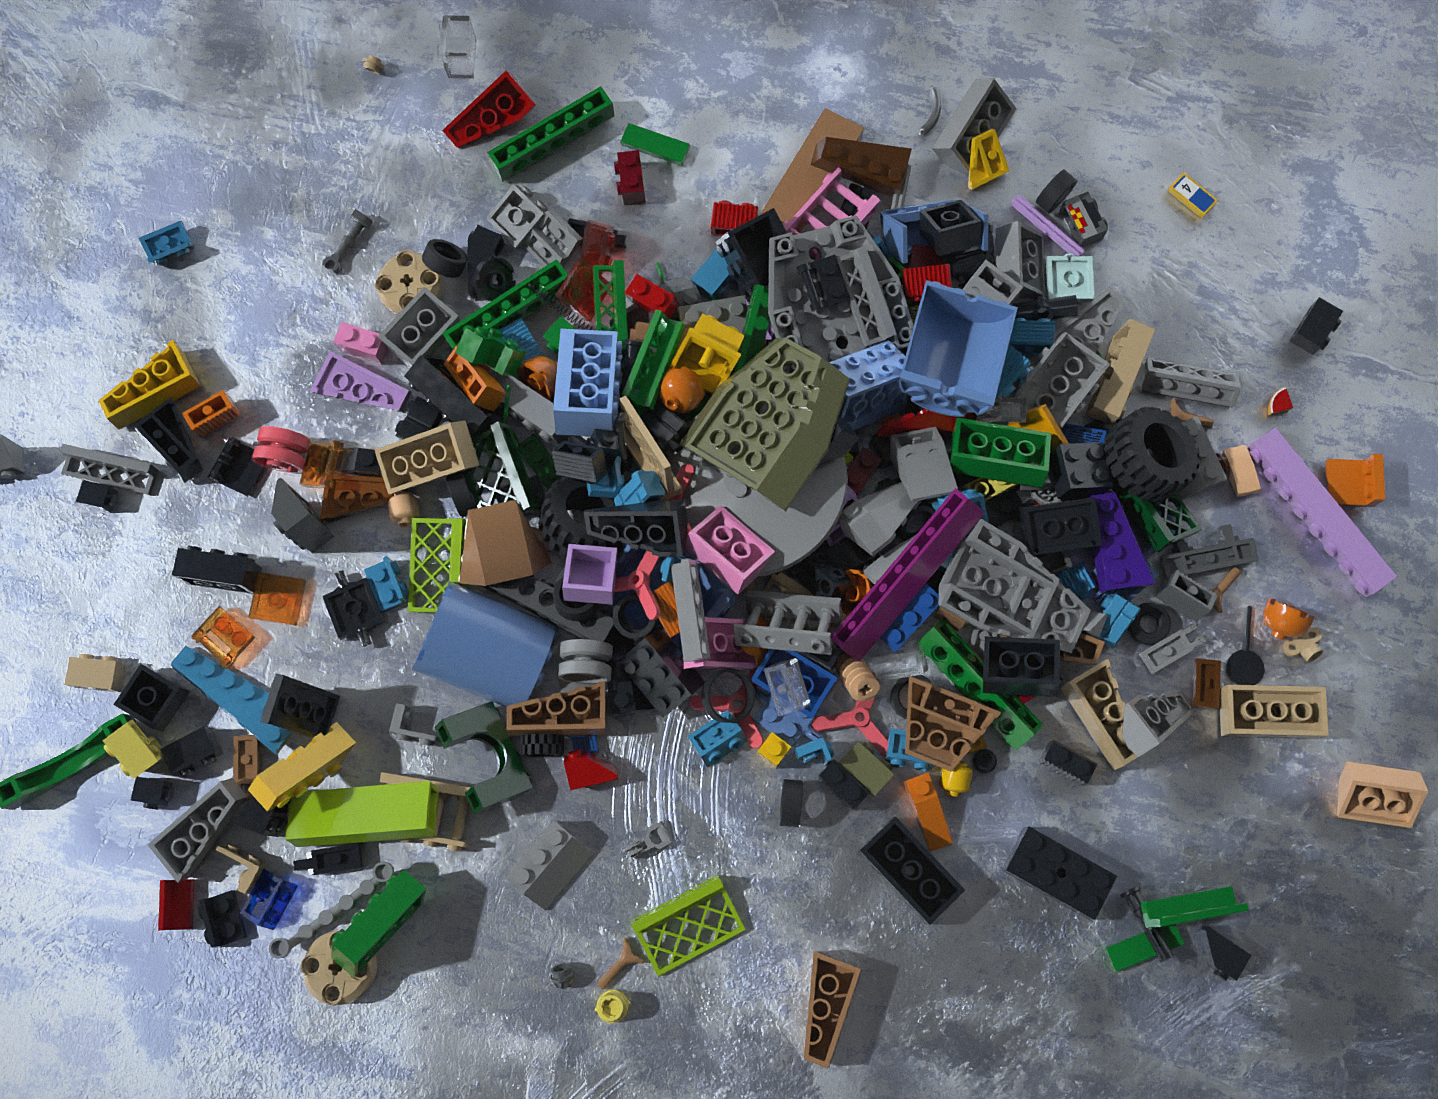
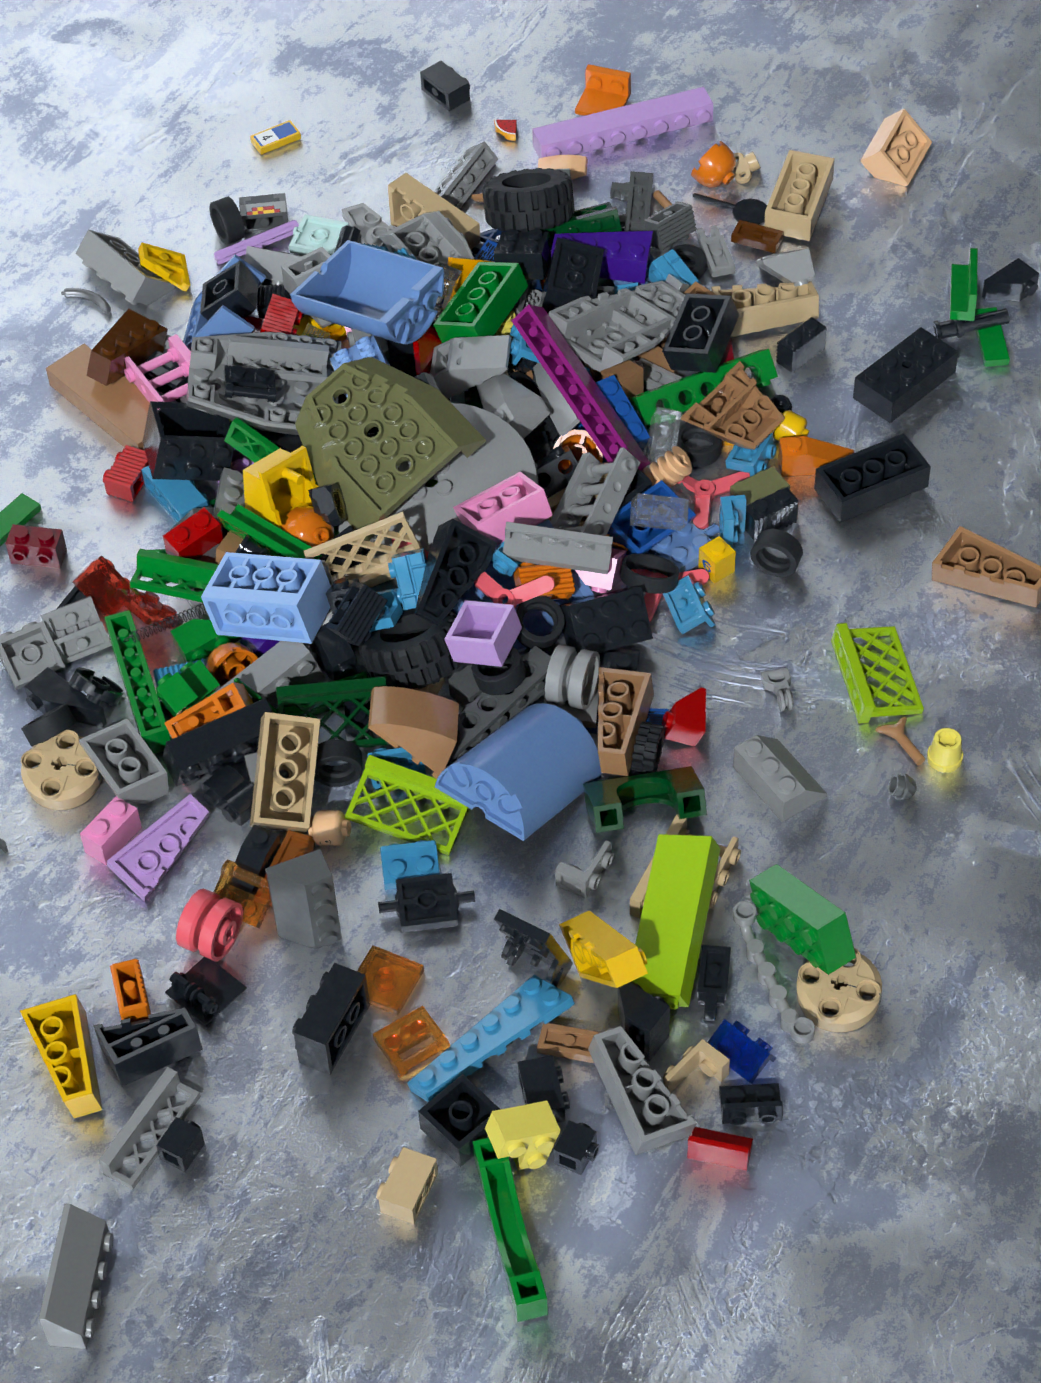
camera: 75 degrees left, 25 degrees down
(696, 397) = (329, 503): none -> black rock

